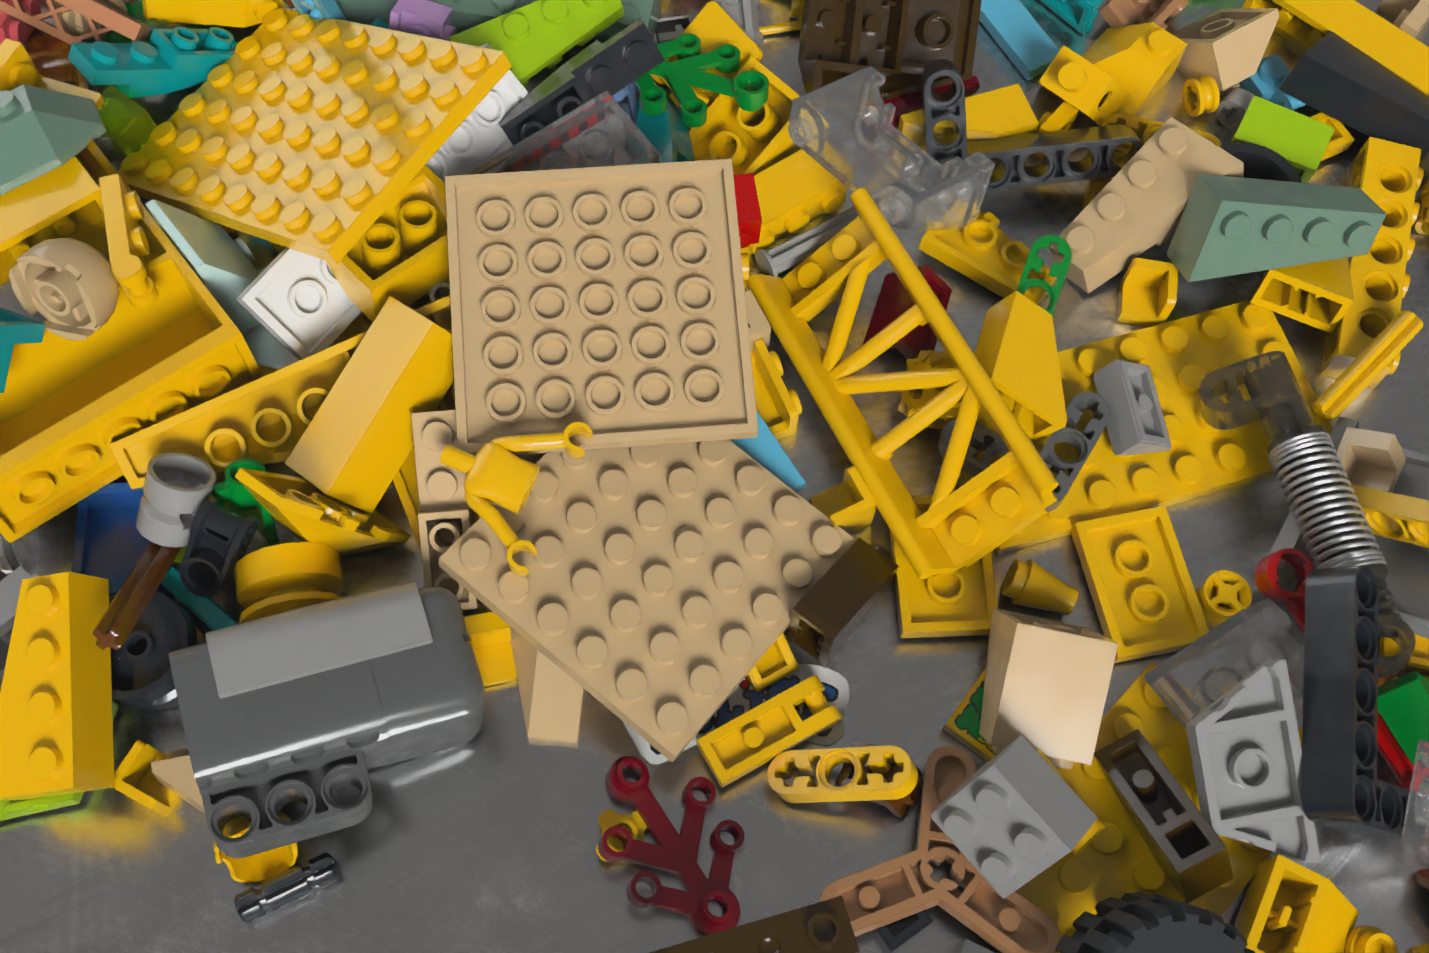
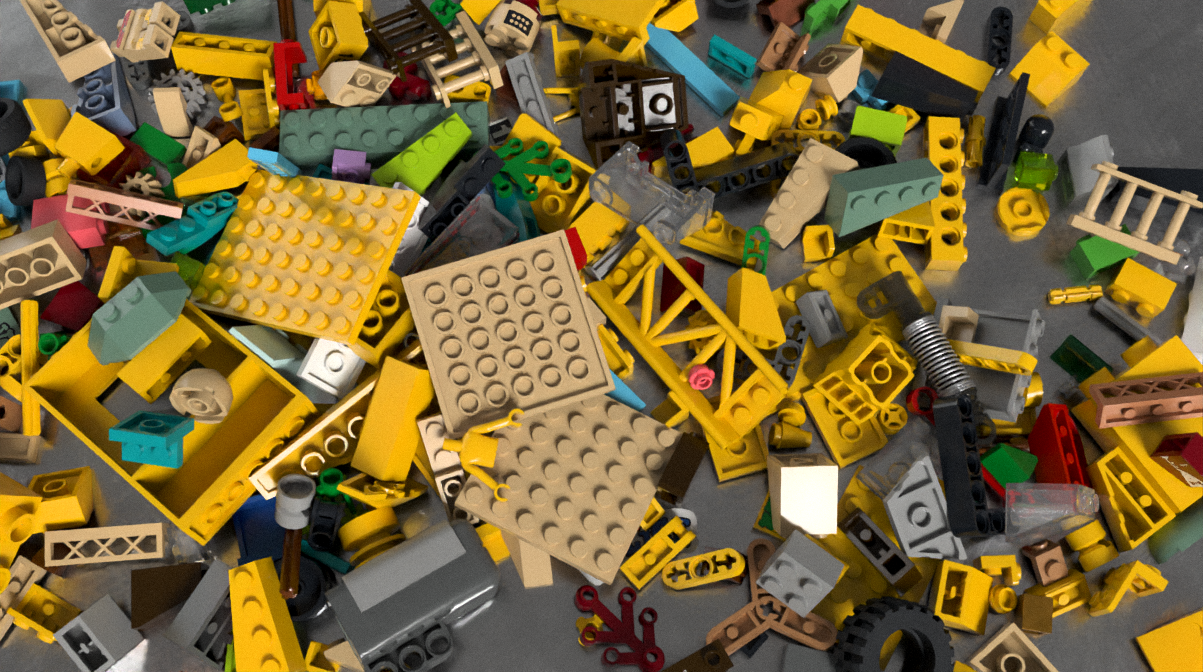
camera: 10 degrees left, 5 degrees up
(127, 240) = (226, 357): yellow plate -> none
(906, 445) = (701, 377): none -> coral plate
(1052, 552) = (792, 414): none -> yellow plate
(1168, 104) = (809, 115): none -> yellow plate
(1193, 512) = (866, 374): none -> yellow slope
(1367, 365) = (949, 264): yellow axle -> none
(1377, 891) = (996, 564): none -> yellow bracket

